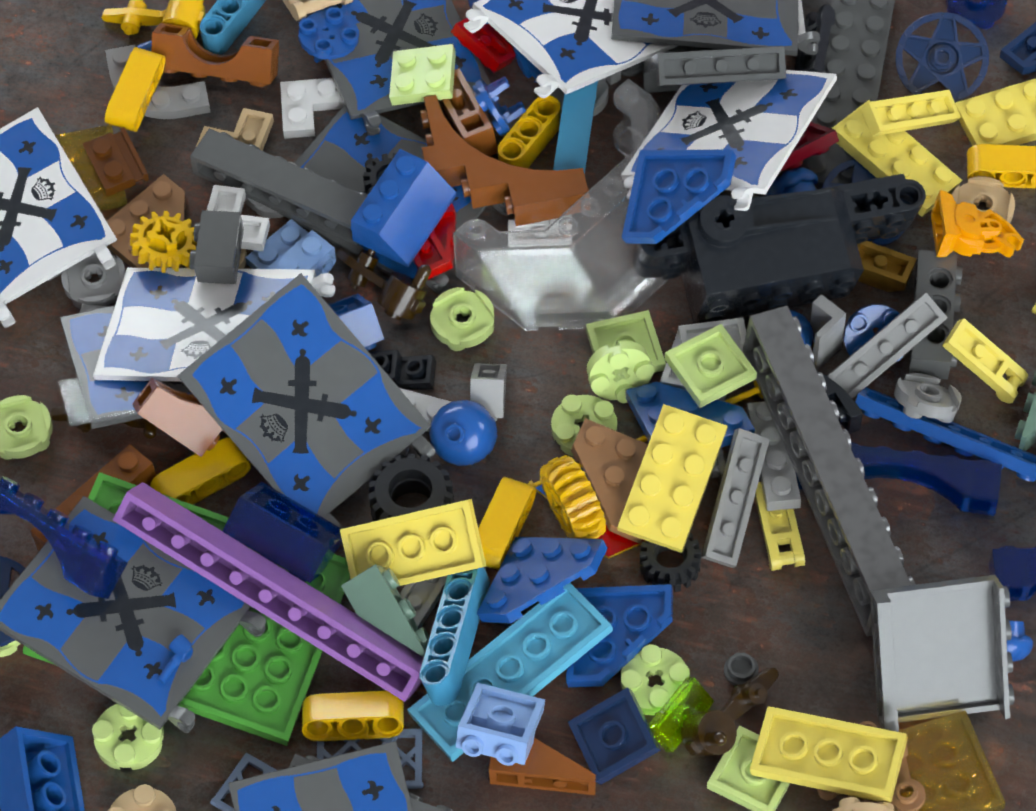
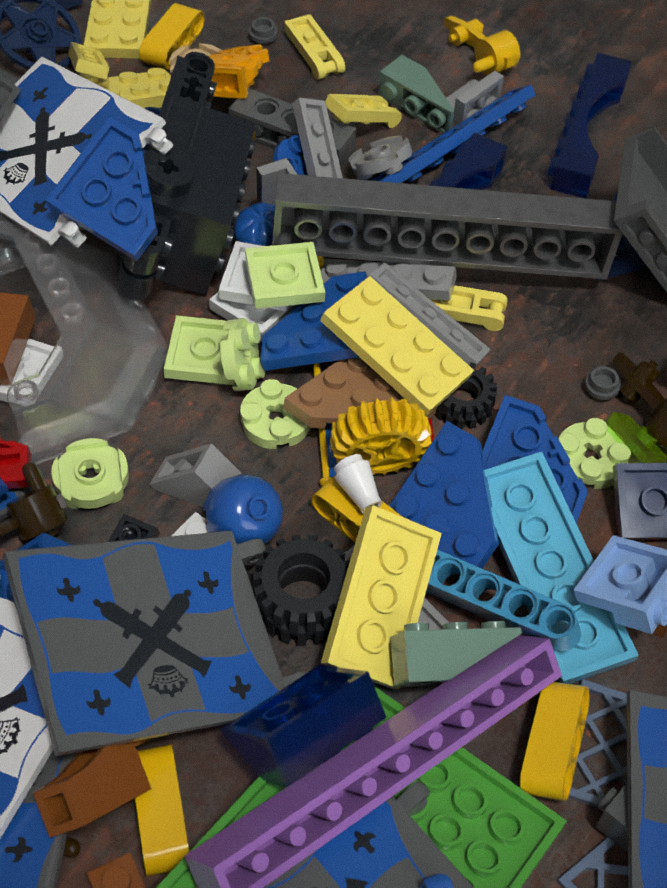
camera: 75 degrees left, 5 degrees down
(517, 497) = (357, 481): none -> white cone

